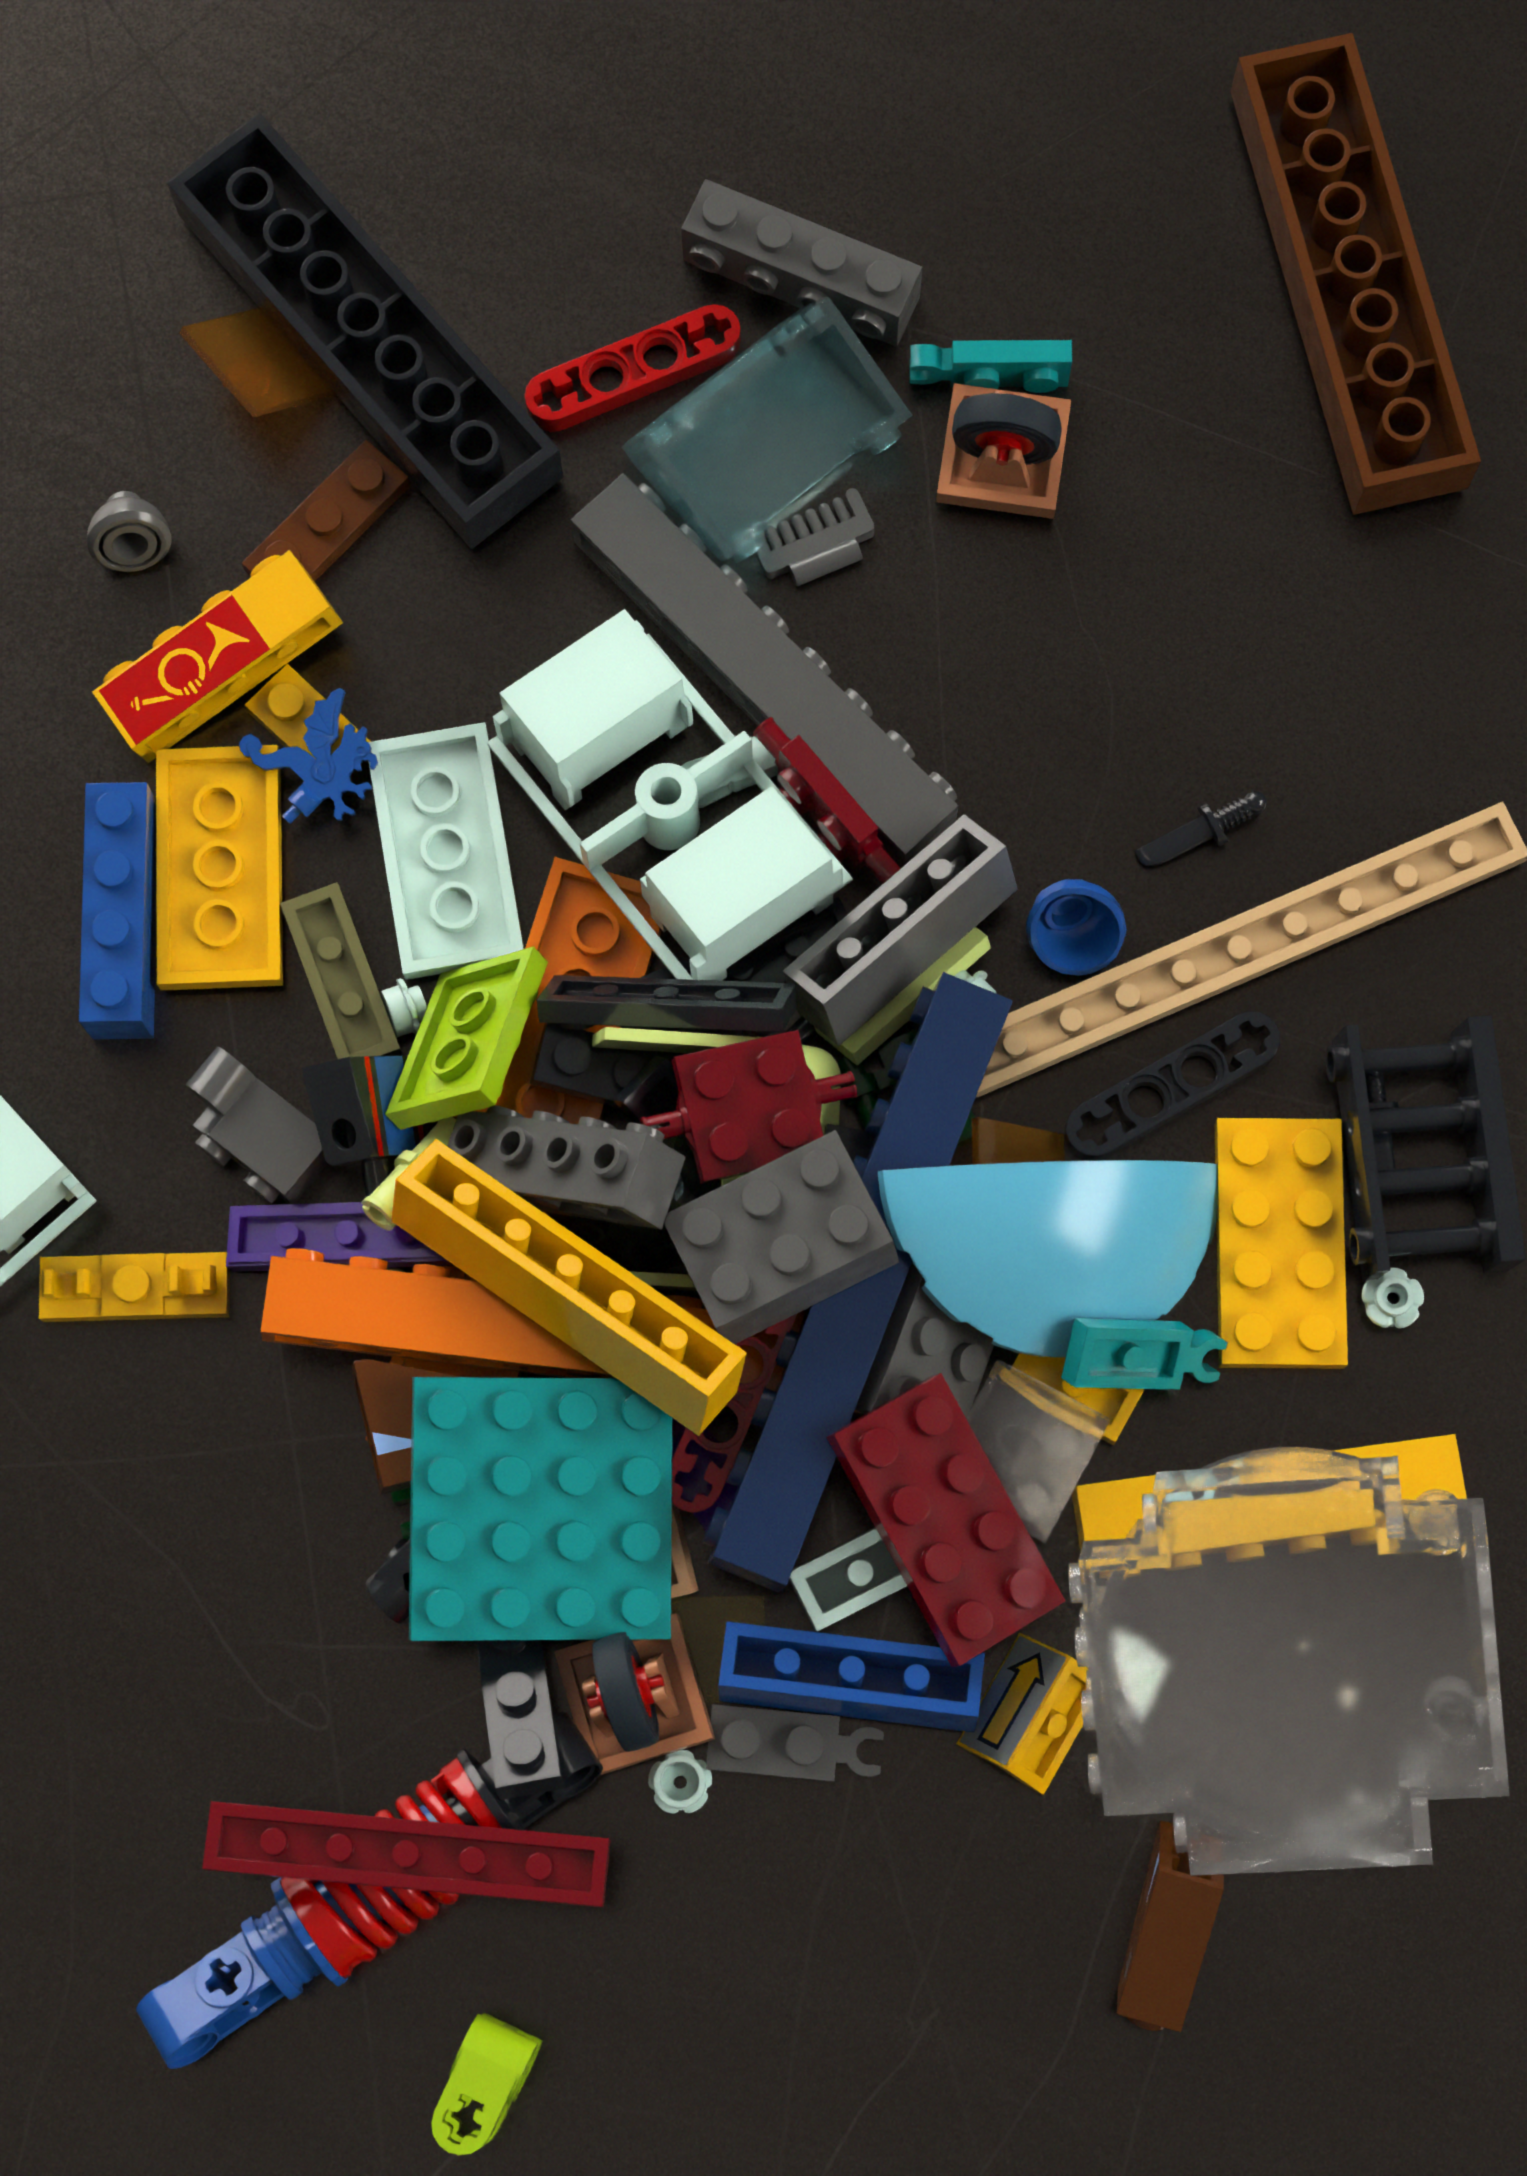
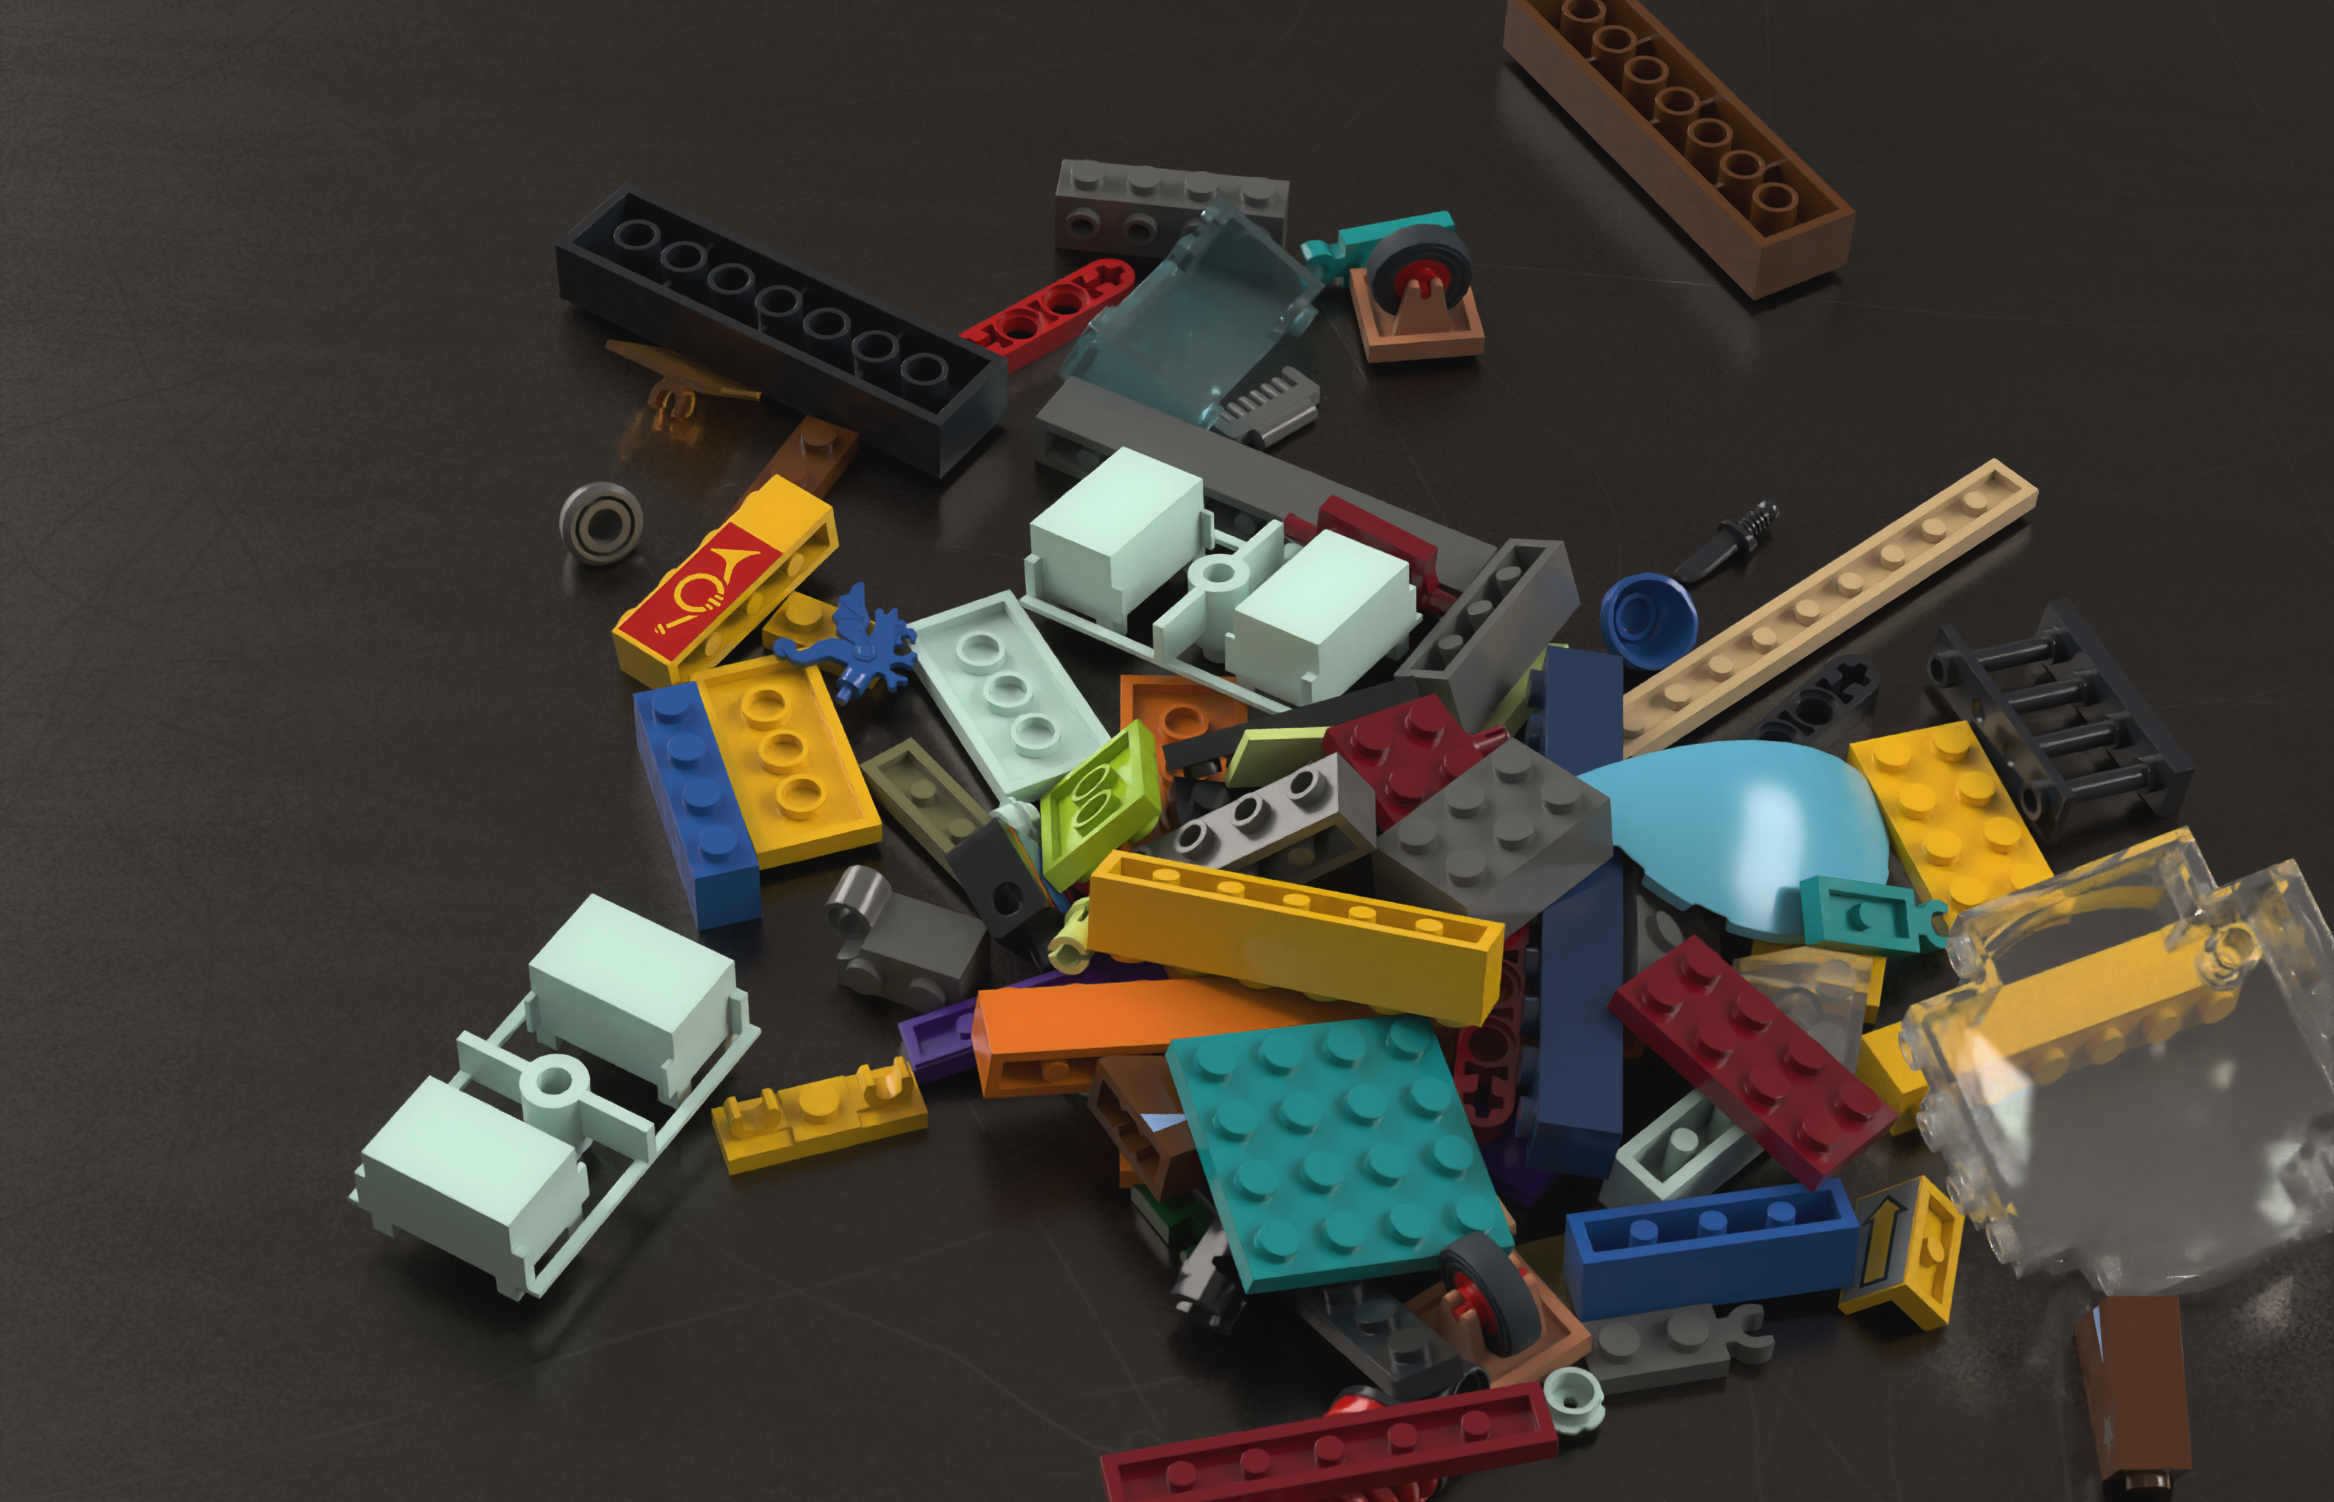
camera: 20 degrees left, 30 degrees down
(1384, 1313) = (2081, 844): light aqua plate -> none

